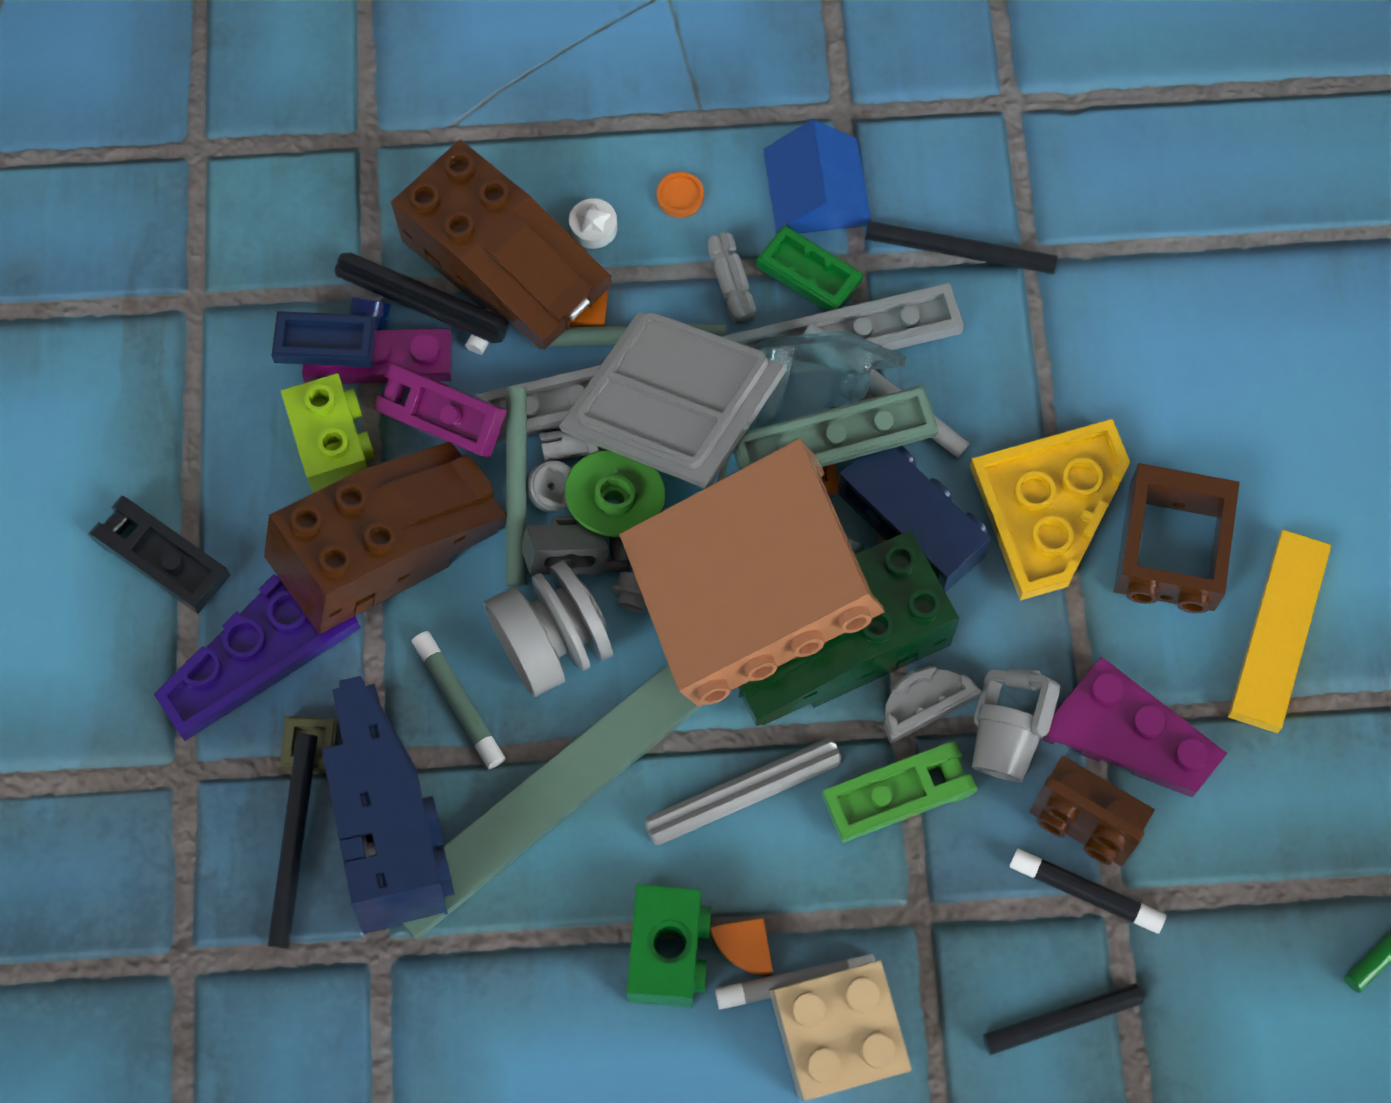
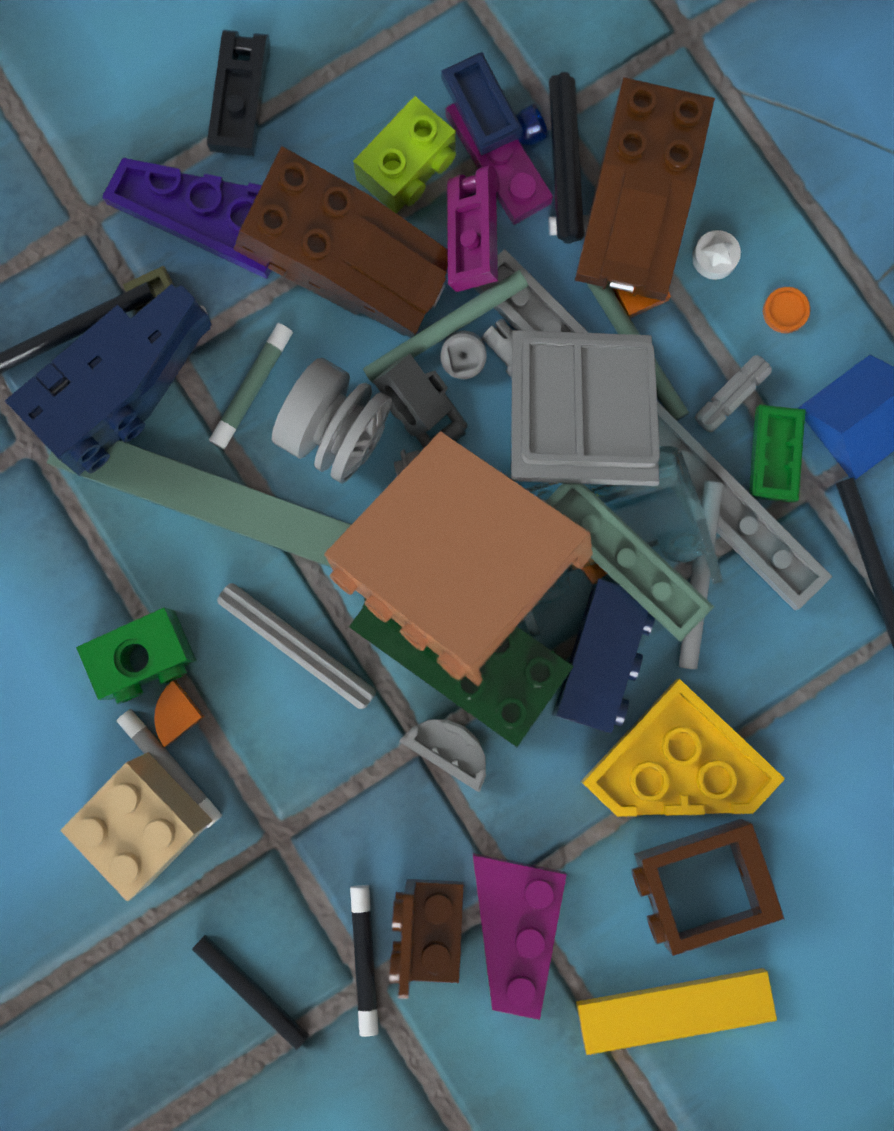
camera: 60 degrees right, 15 degrees up
(616, 477) = (483, 385): bright green dish -> none
(897, 792) = (360, 768): bright green plate -> none
(1007, 735) = (452, 832): light grey piece -> none

